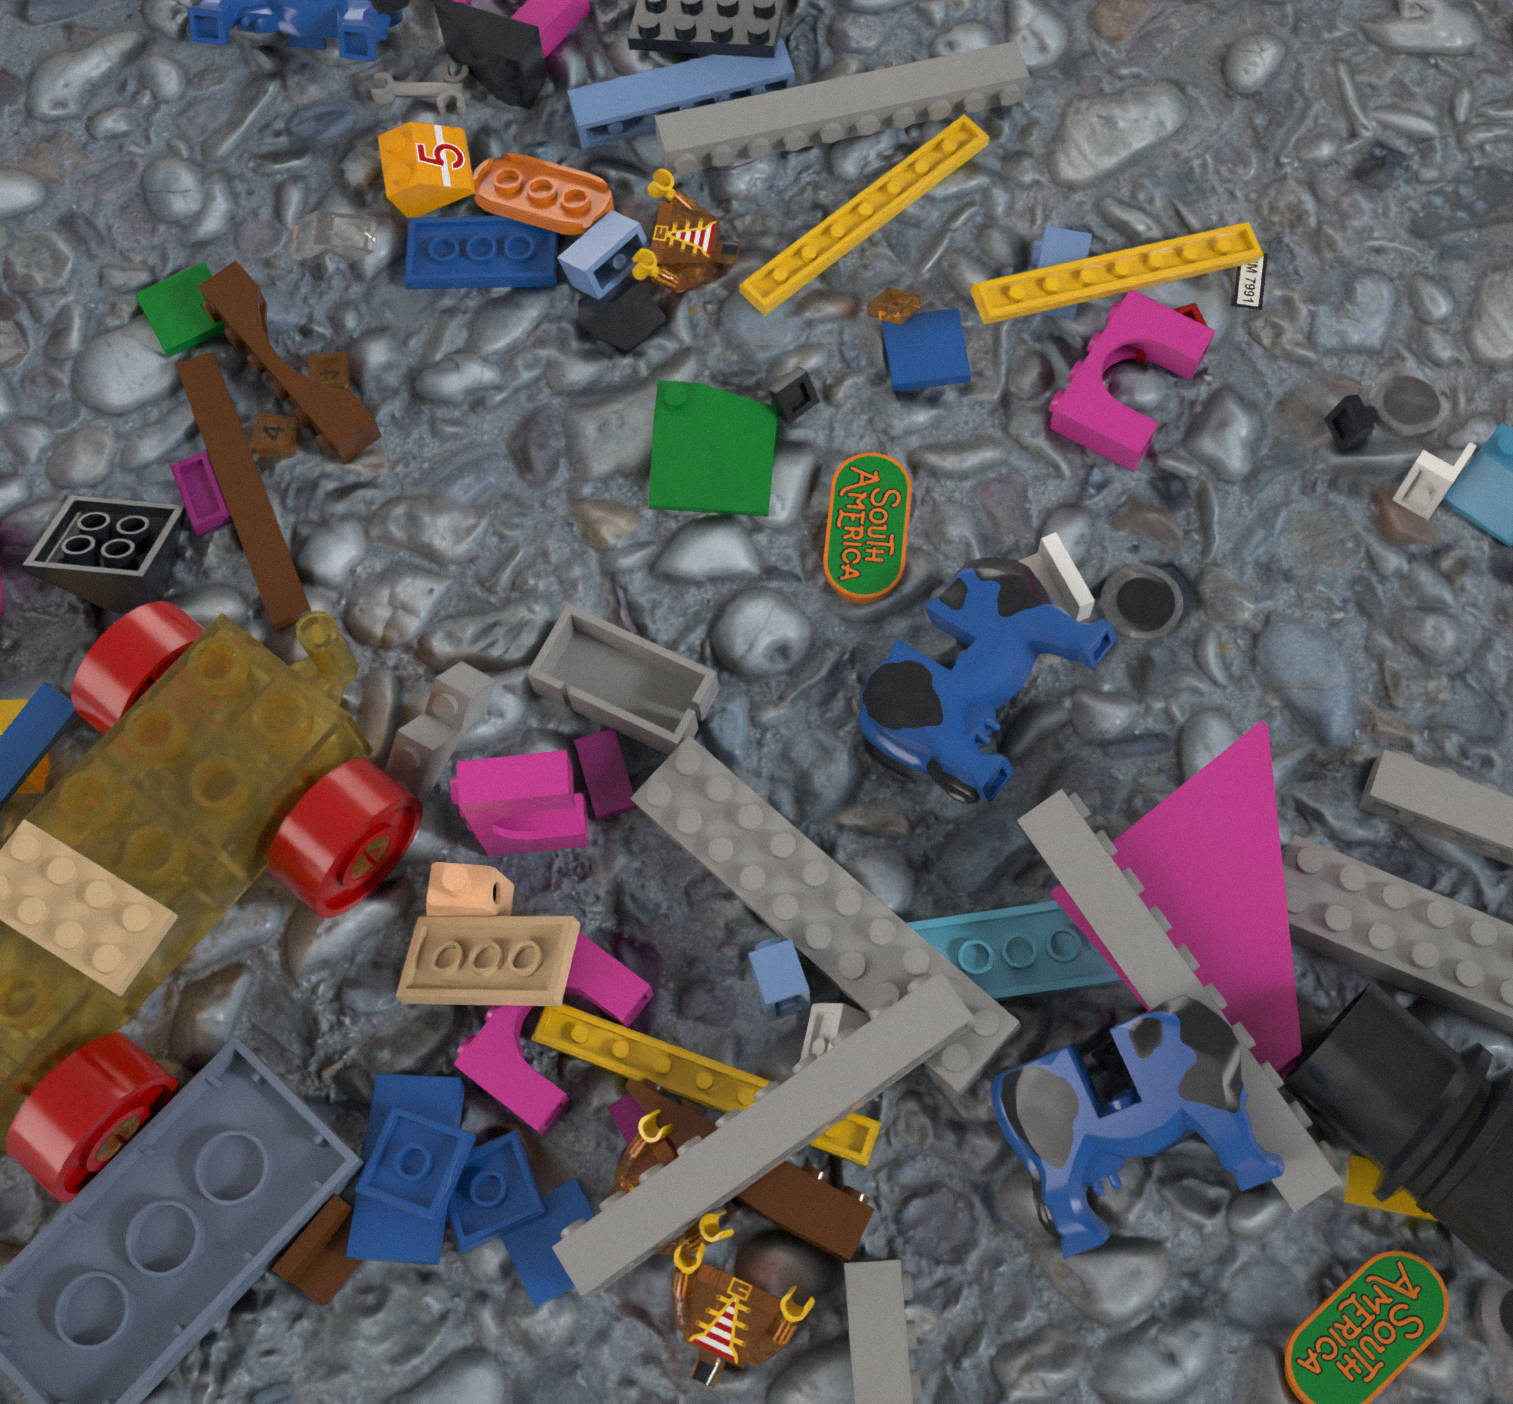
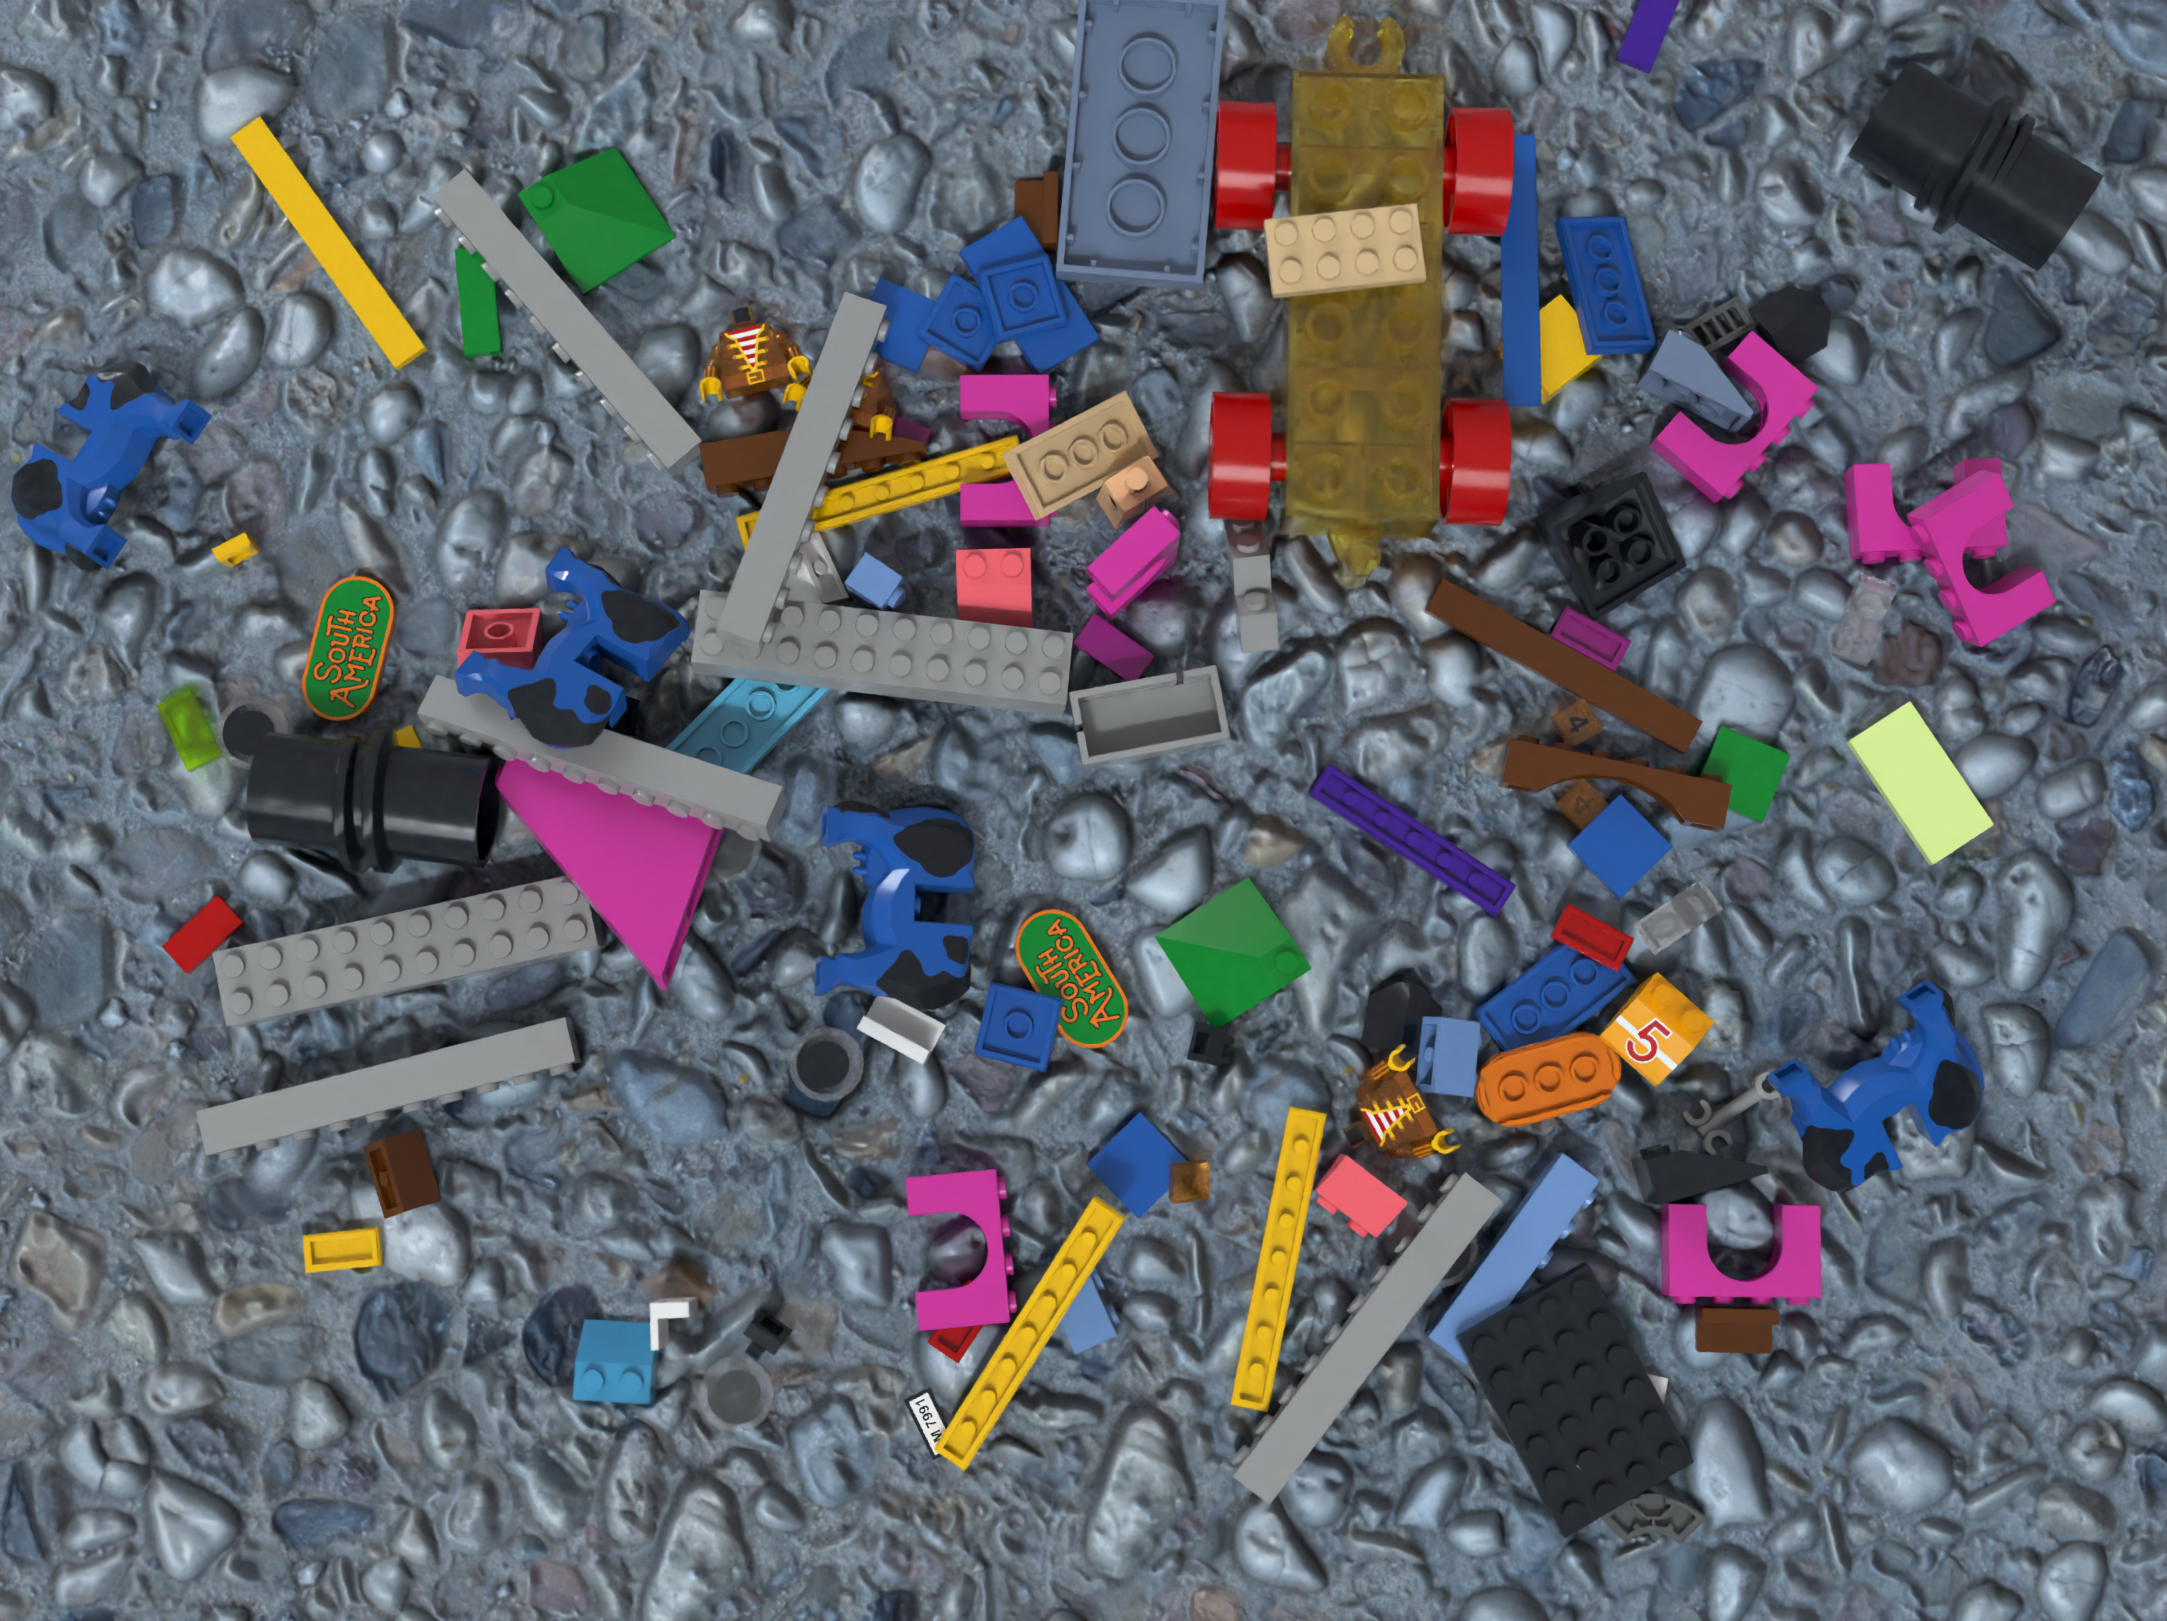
camera: 135 degrees right, 15 degrees up
(61, 212) = (1920, 783): none -> yellowish green tile
(329, 321) = (1619, 846): none -> blue tile
(414, 265) = (1591, 937): none -> red tile
(489, 443) = (1412, 840): none -> dark purple tile
(668, 906) = (995, 586): none -> coral slope
(763, 202) = (1358, 1196): none -> coral slope
(944, 516) = (1019, 1026): none -> blue tile
(1199, 1209) = (503, 634): none -> coral slope

